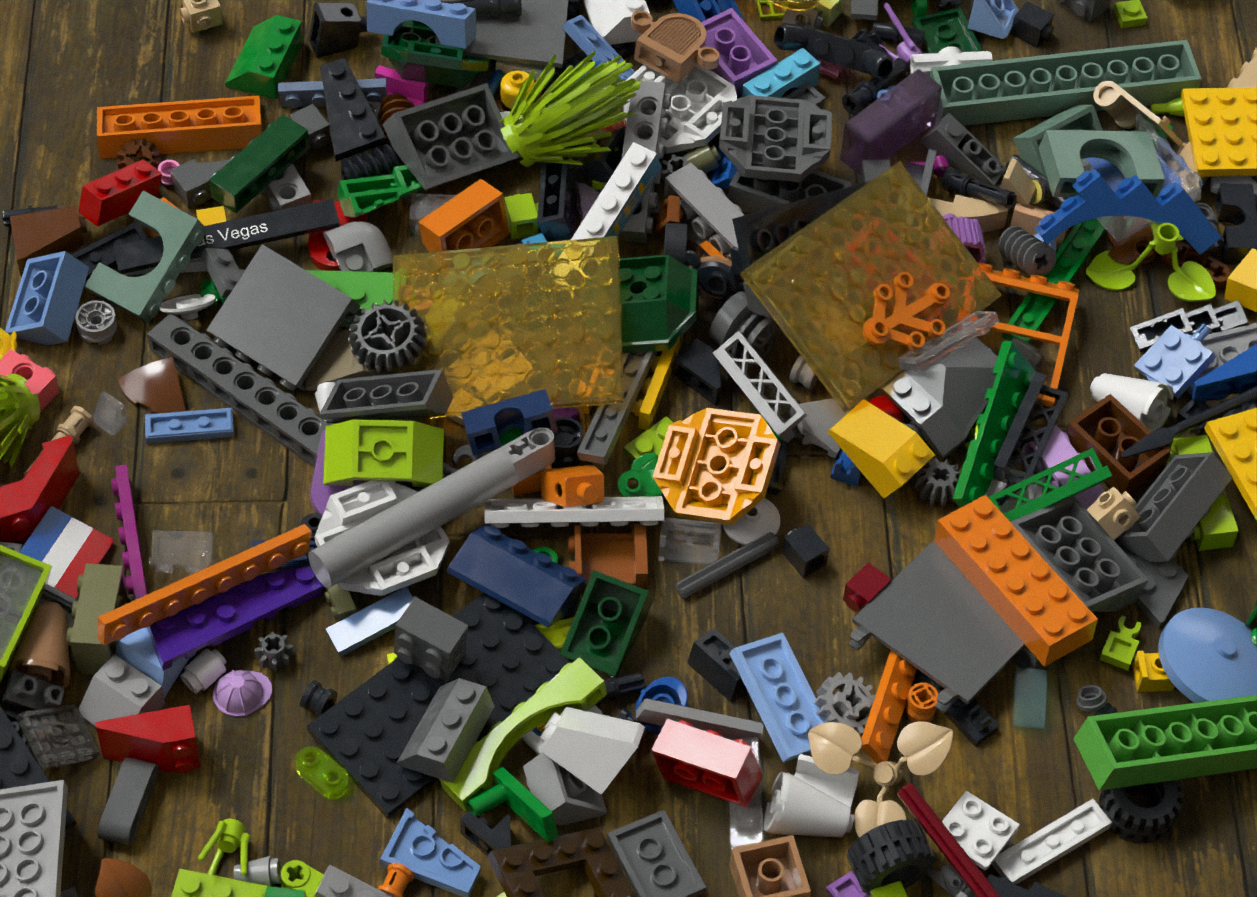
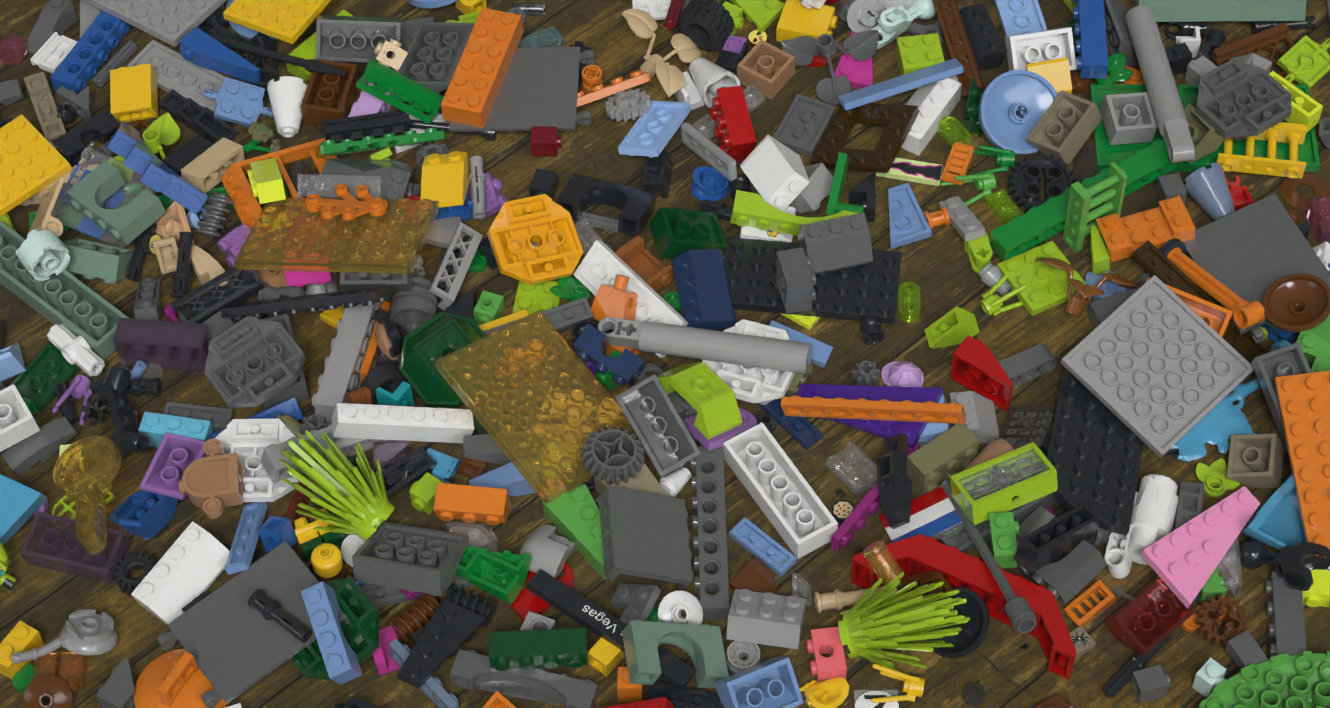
camera: 125 degrees left, 0 degrees up
(32, 443) = (882, 561): none -> clear yellow piece
(104, 351) = (766, 618): none -> light grey brick
(119, 548) = (893, 486): none -> black slope
(151, 514) = (841, 510): none -> tile
(222, 468) = (780, 490): none -> white brick
(239, 774) = (951, 328): none -> lime slope
(643, 237) = (401, 396): none -> teal panel
(686, 395) = (488, 308): none -> bright green brick
(694, 609) = (634, 203): none -> black arch
(824, 867) = (730, 60): none -> black bracket
(839, 497) = (493, 195): none -> medium lavender bracket
(861, 483) = (476, 169): none -> light grey pin
(1020, 296) = (266, 181): none -> neon yellow brick
(1074, 67) = (43, 254): none -> light aqua brick
(1099, 289) = (208, 167): none -> tan brick
(1102, 341) = (261, 133): none -> olive plant
(1131, 281) = (187, 153): none -> black beam

